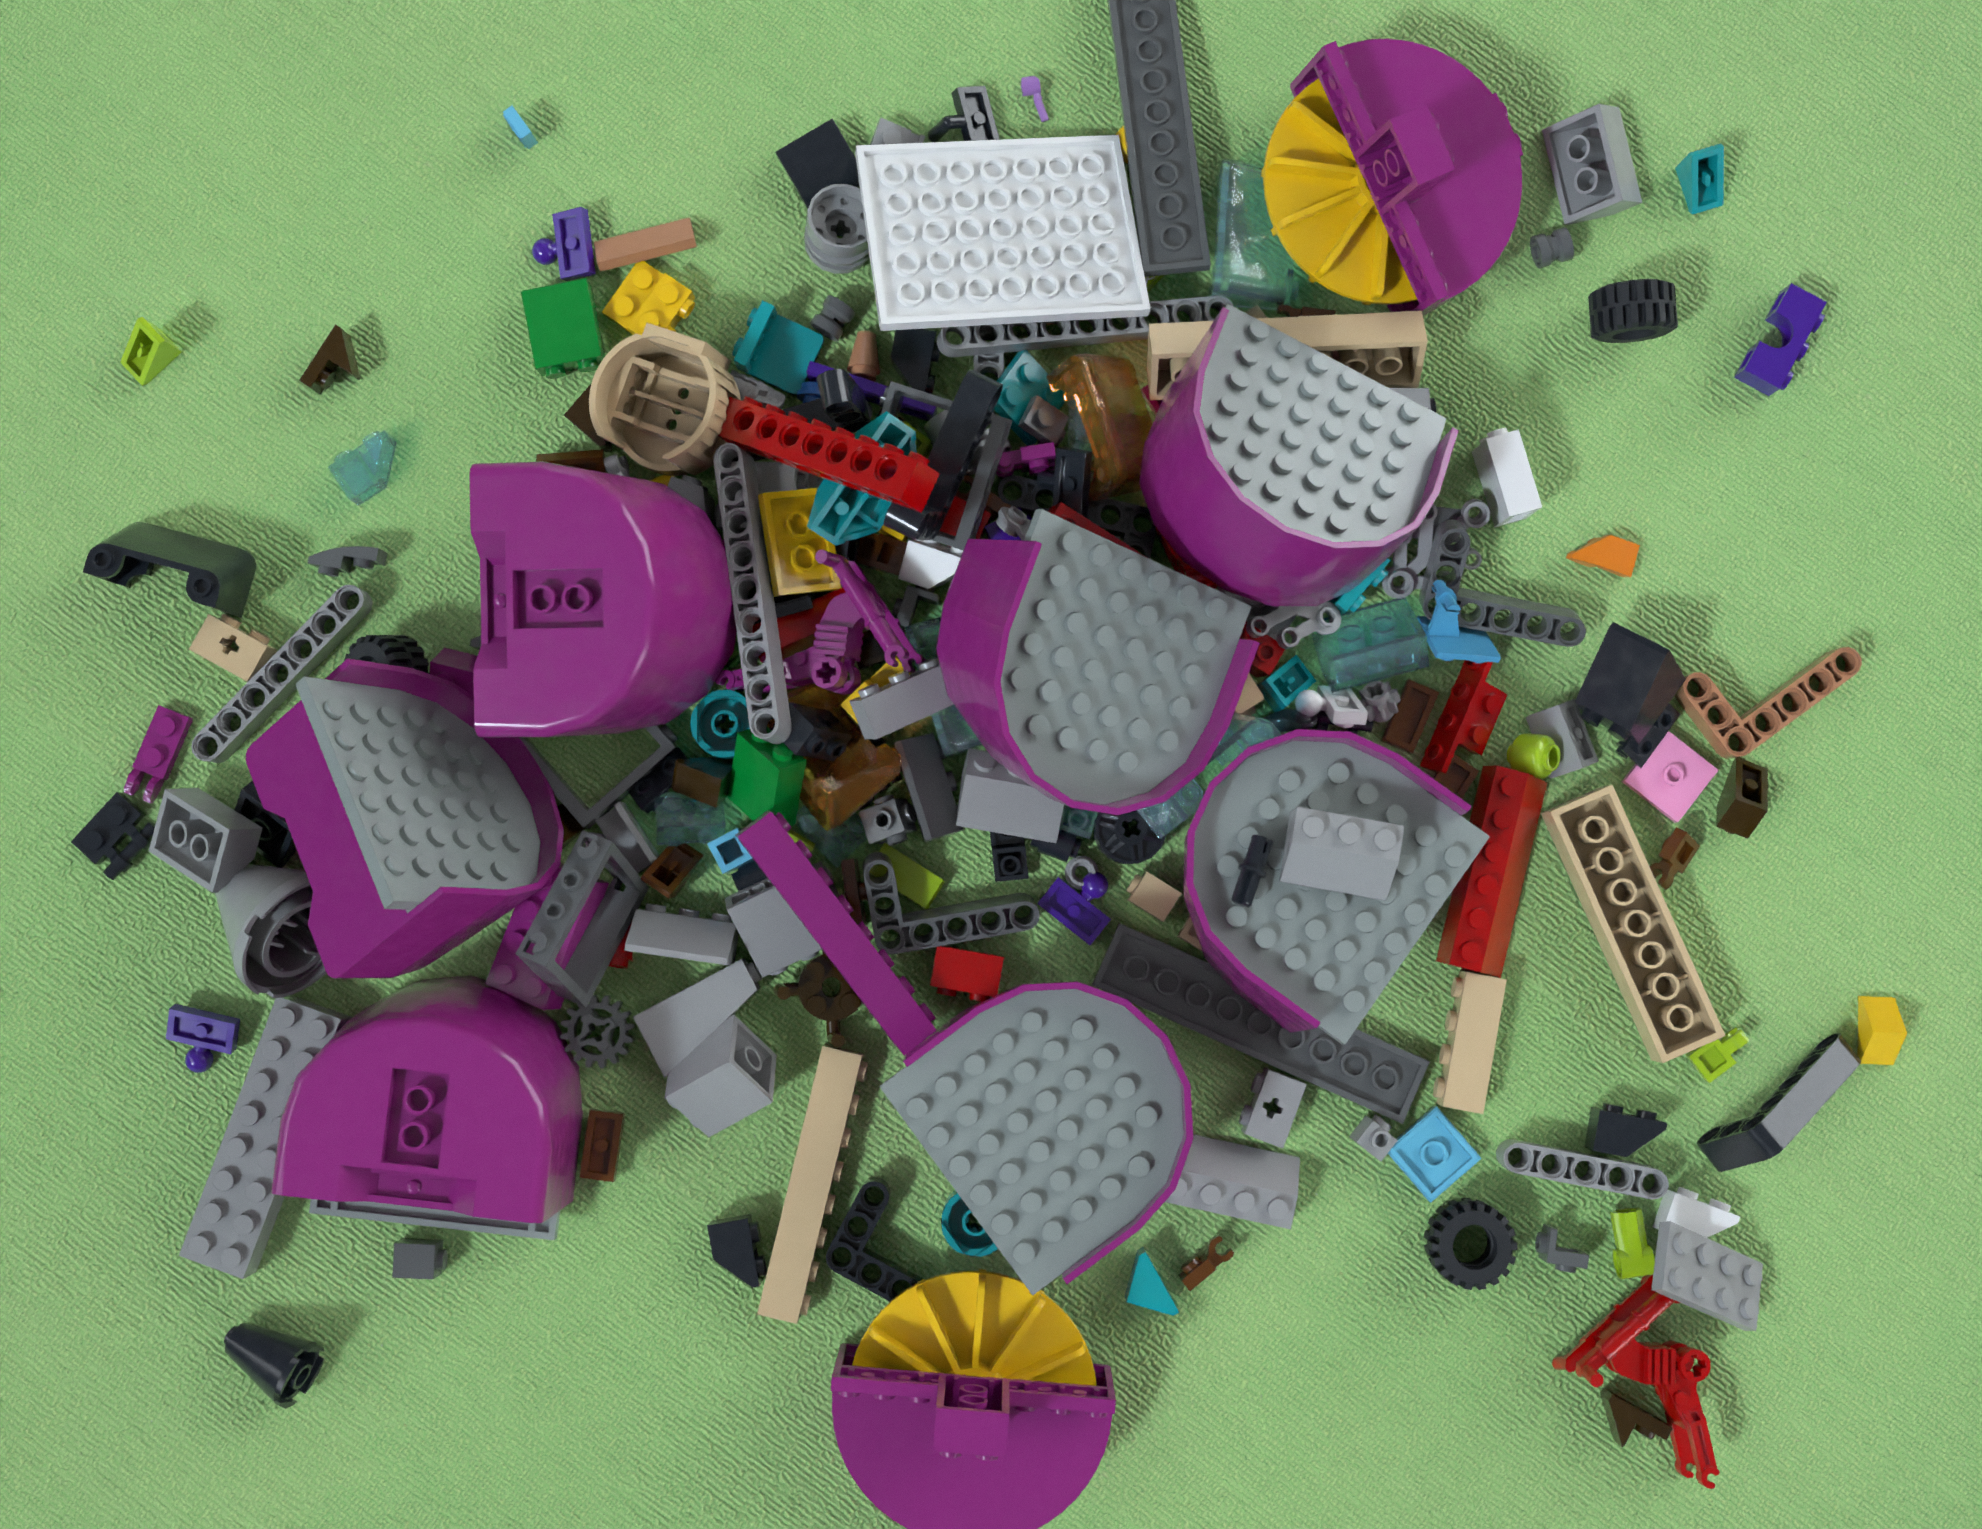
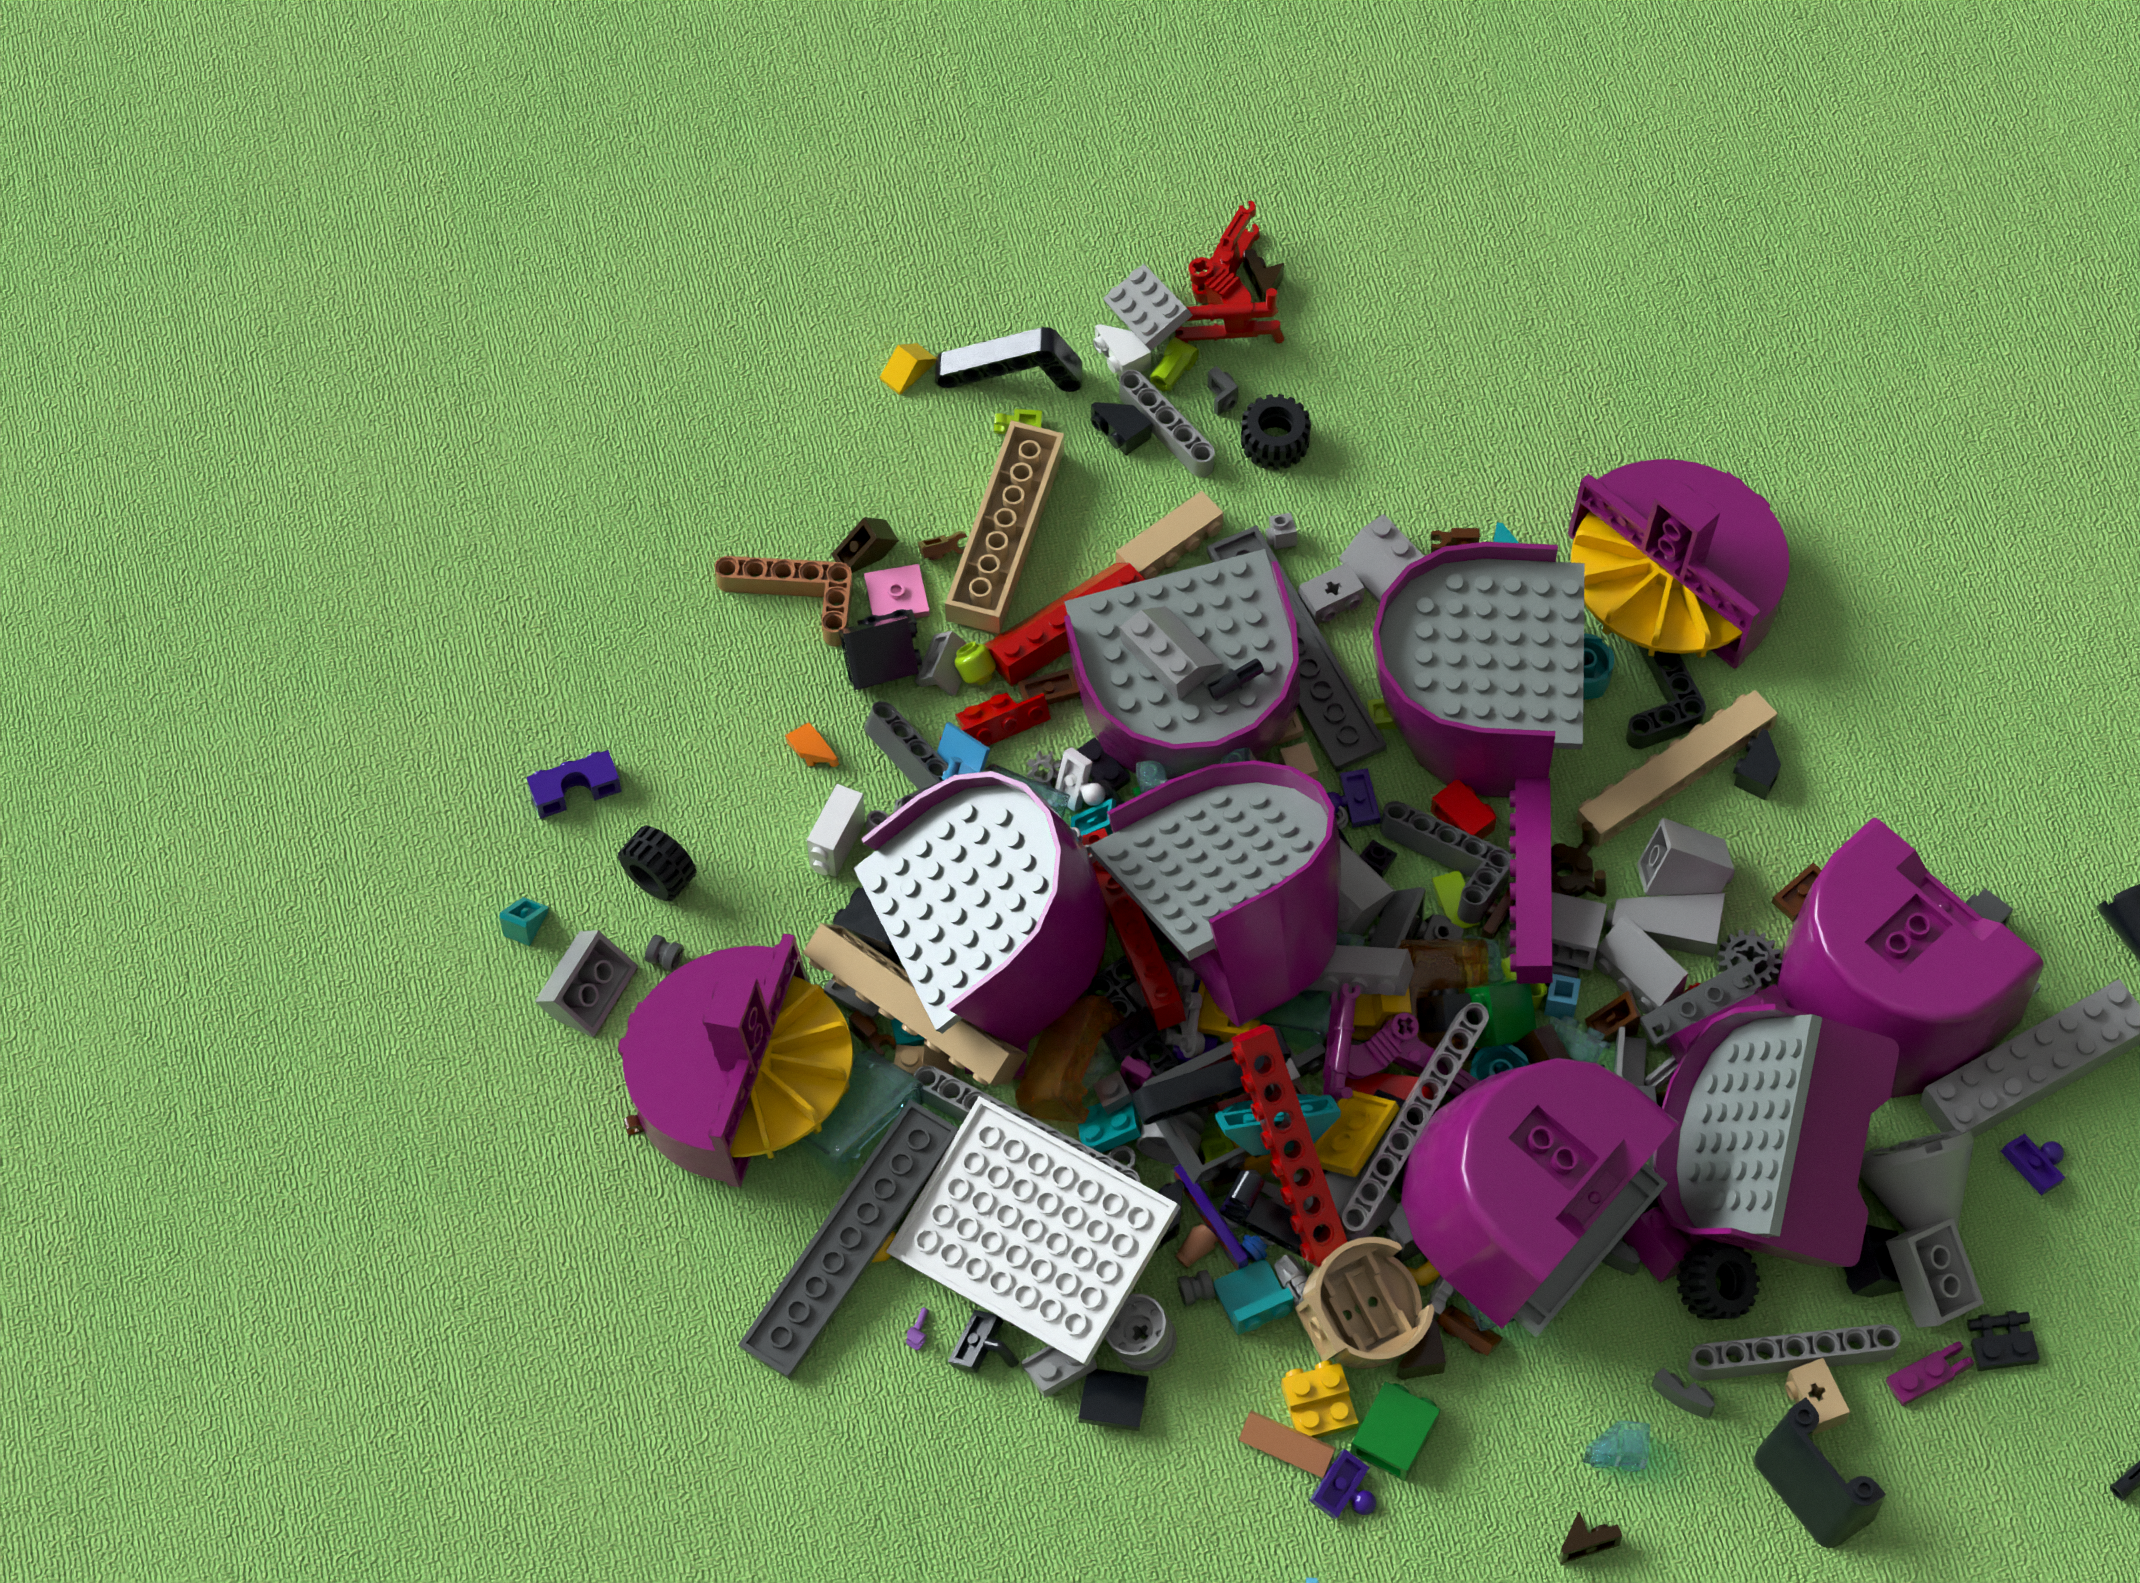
camera: 140 degrees left, 25 degrees down
(1414, 710) = (1017, 754): reddish brown tile -> none
(1433, 1154) = (1251, 497): medium azure plate -> none

